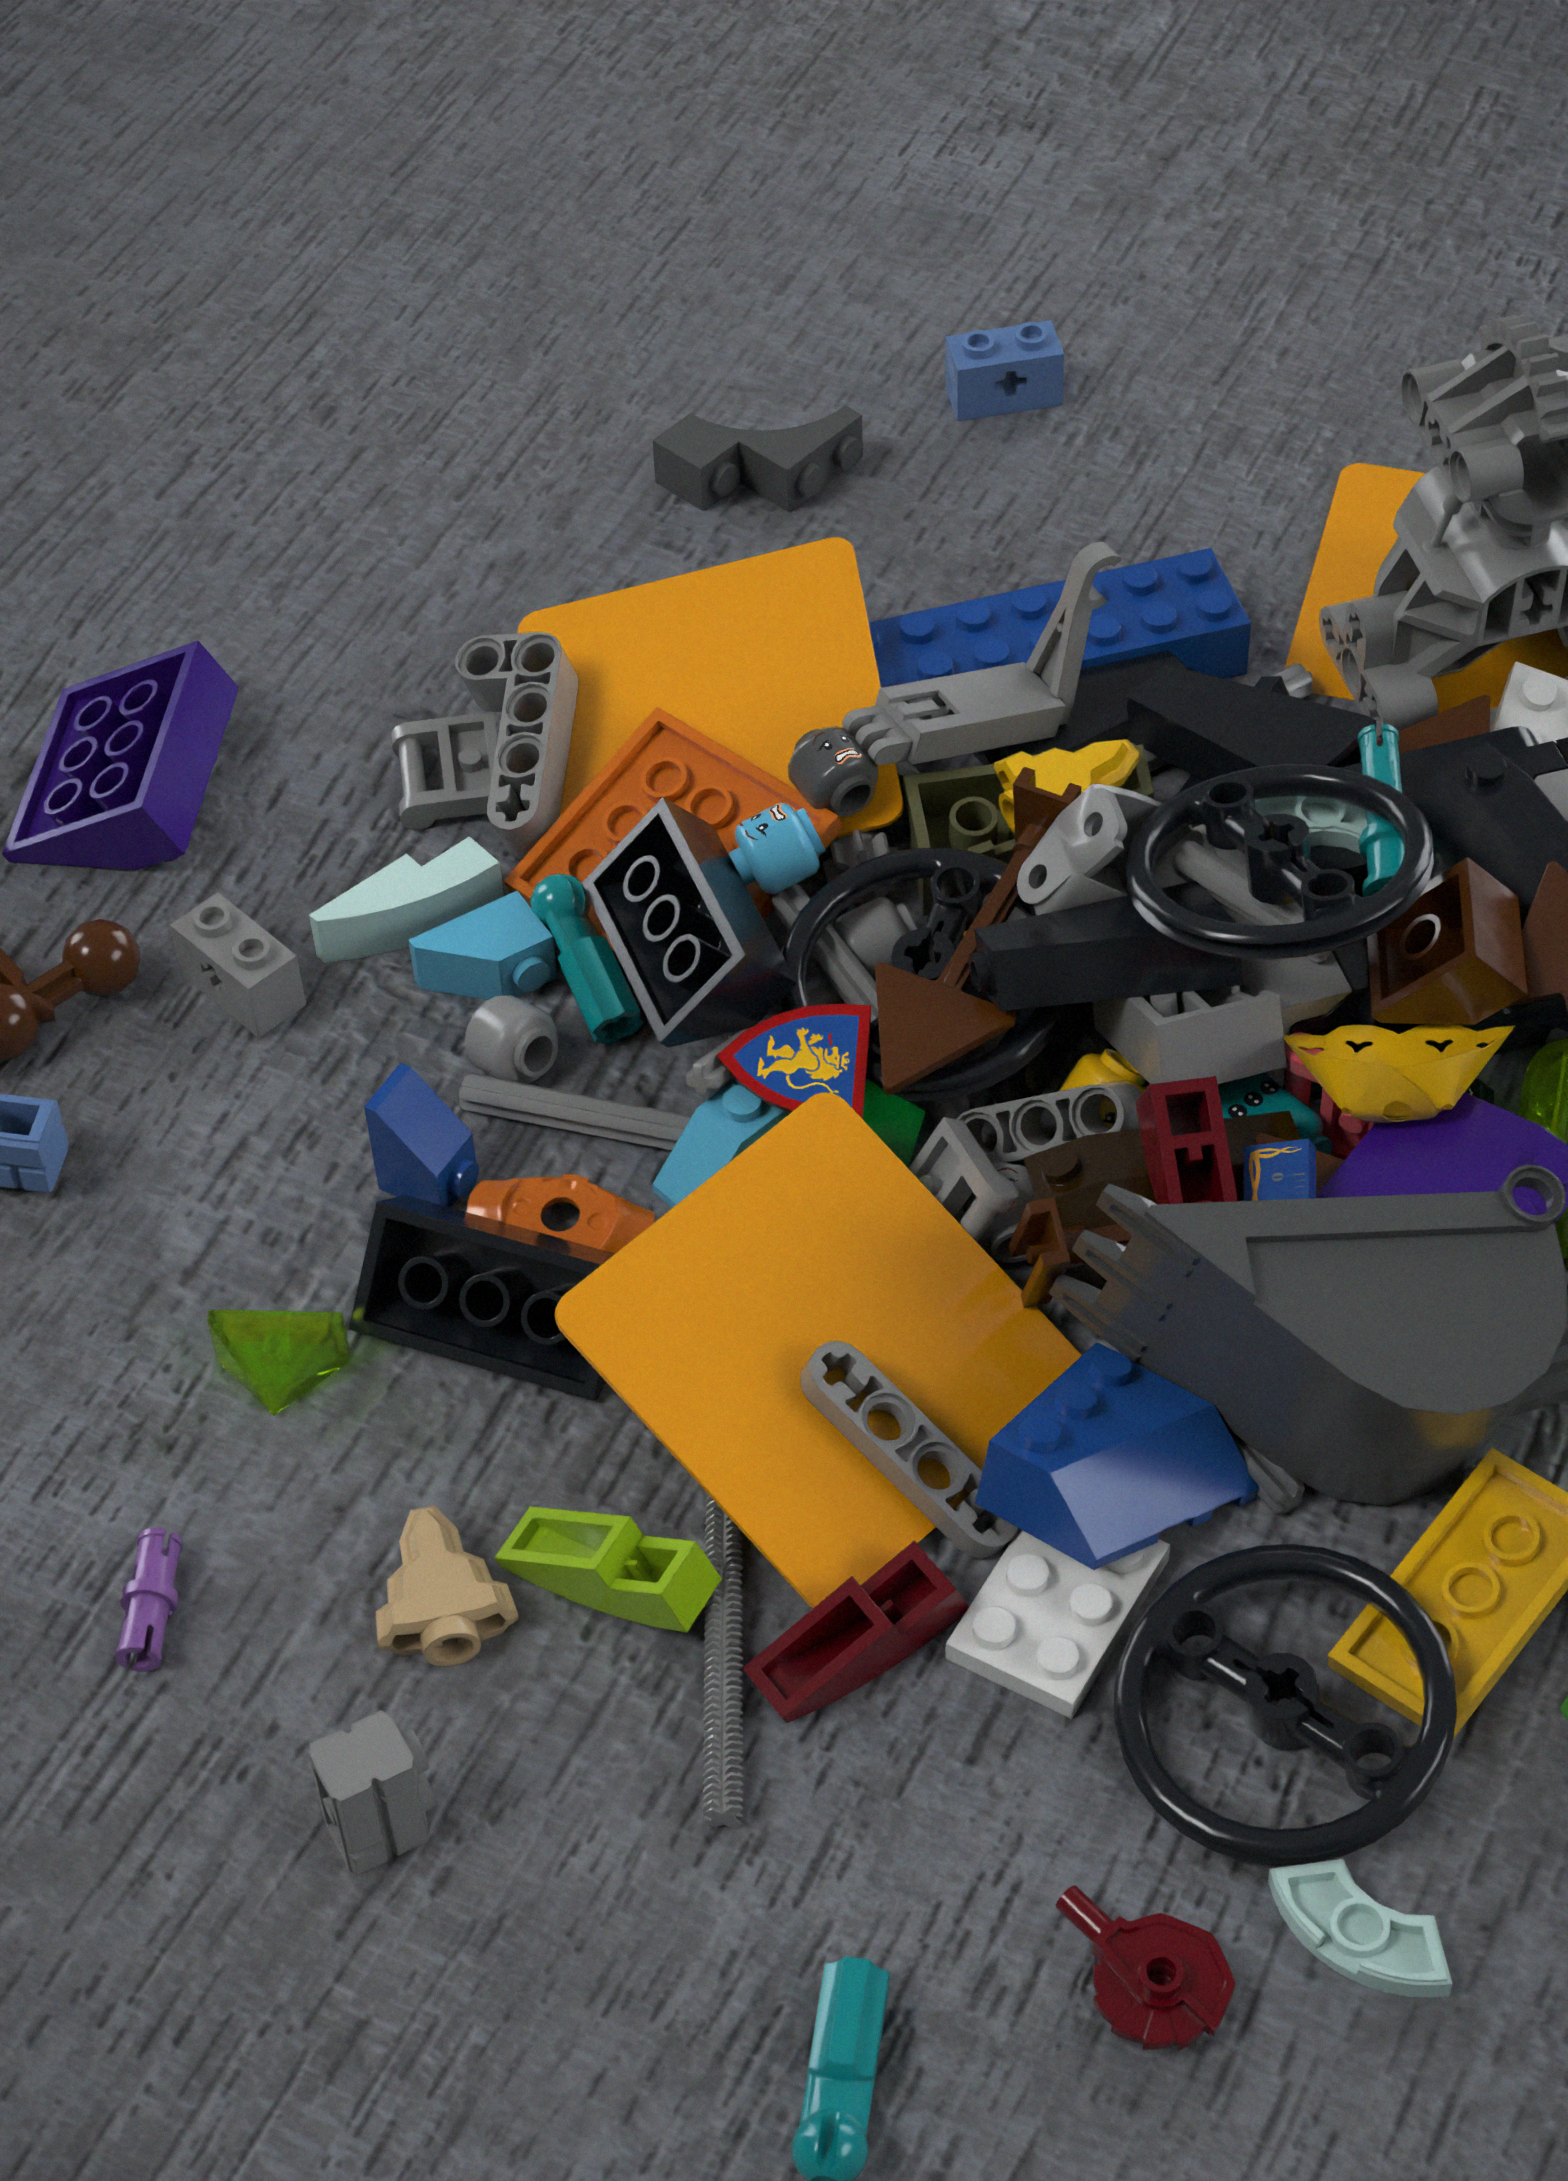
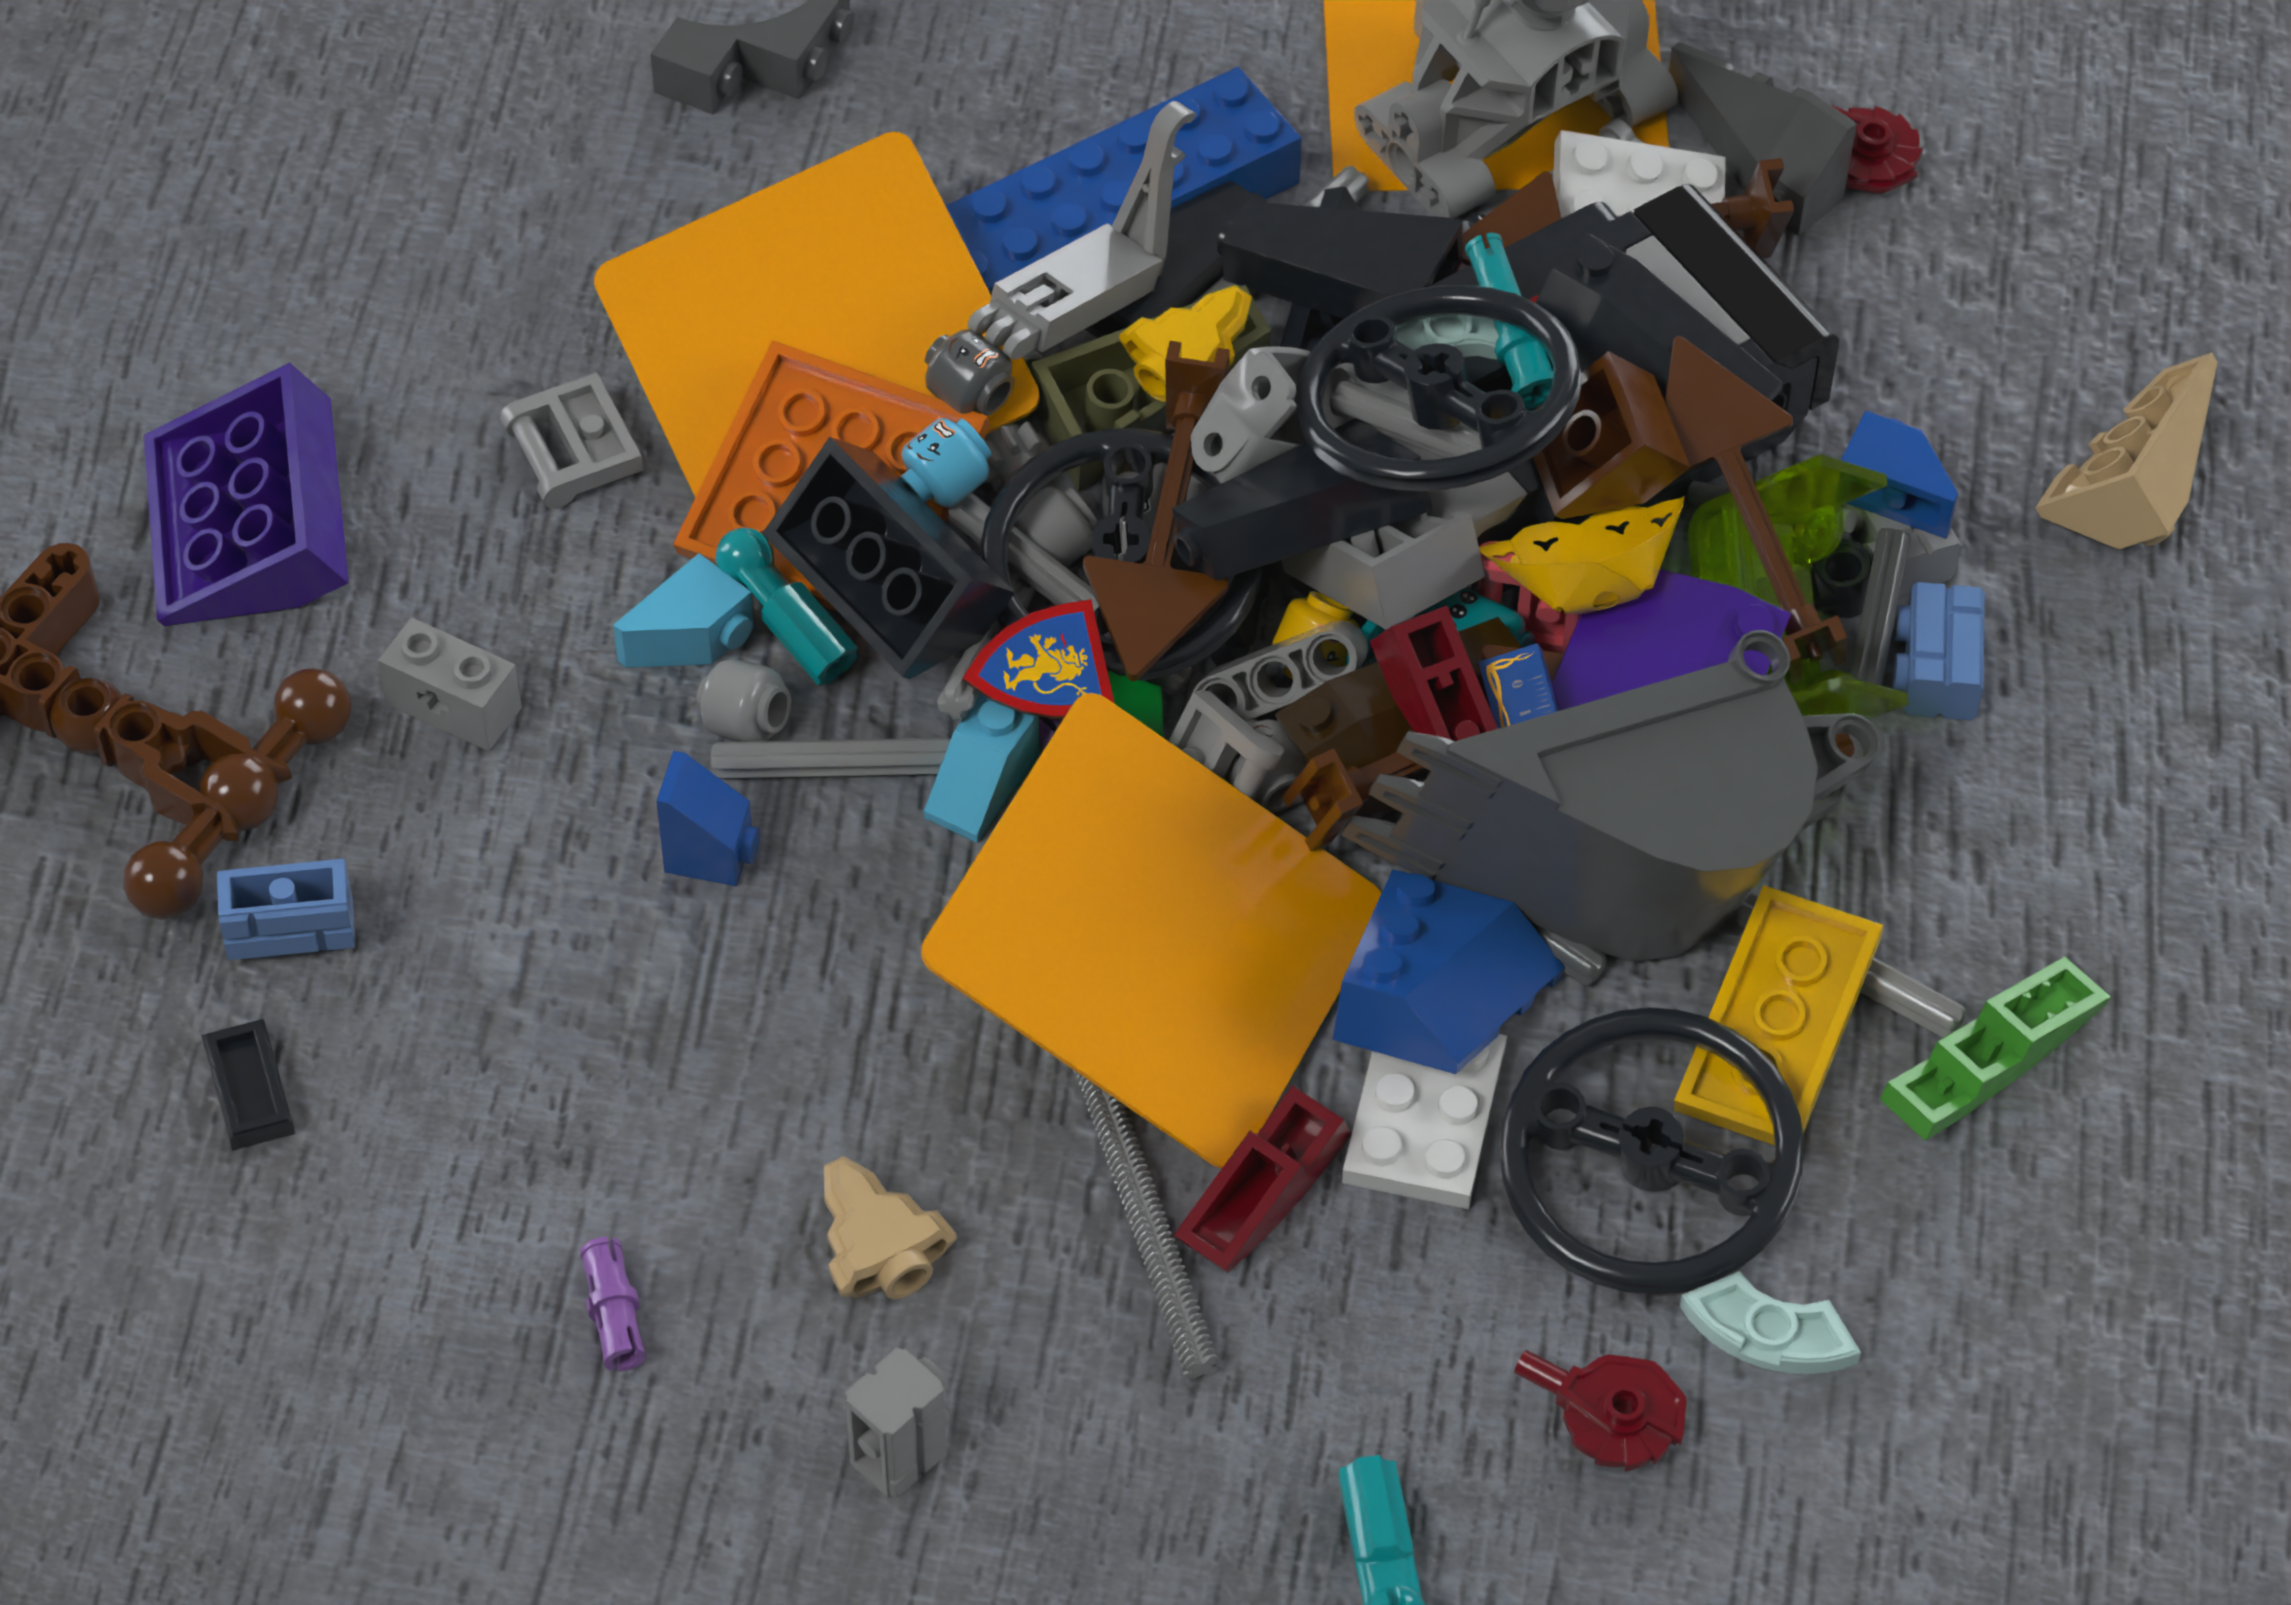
camera: 20 degrees left, 5 degrees up
(279, 1351) = (639, 1049): clear neon green slope -> none
(405, 902) = (591, 586): light aqua slope -> none
(474, 1292) = (817, 950): black slope -> none
(537, 694) = (647, 403): light grey beam -> none
(604, 1217) = (900, 860): orange piece -> none
(611, 1566) = (1023, 1172): lime slope -> none
(900, 1457) = (1253, 1014): light grey beam -> none

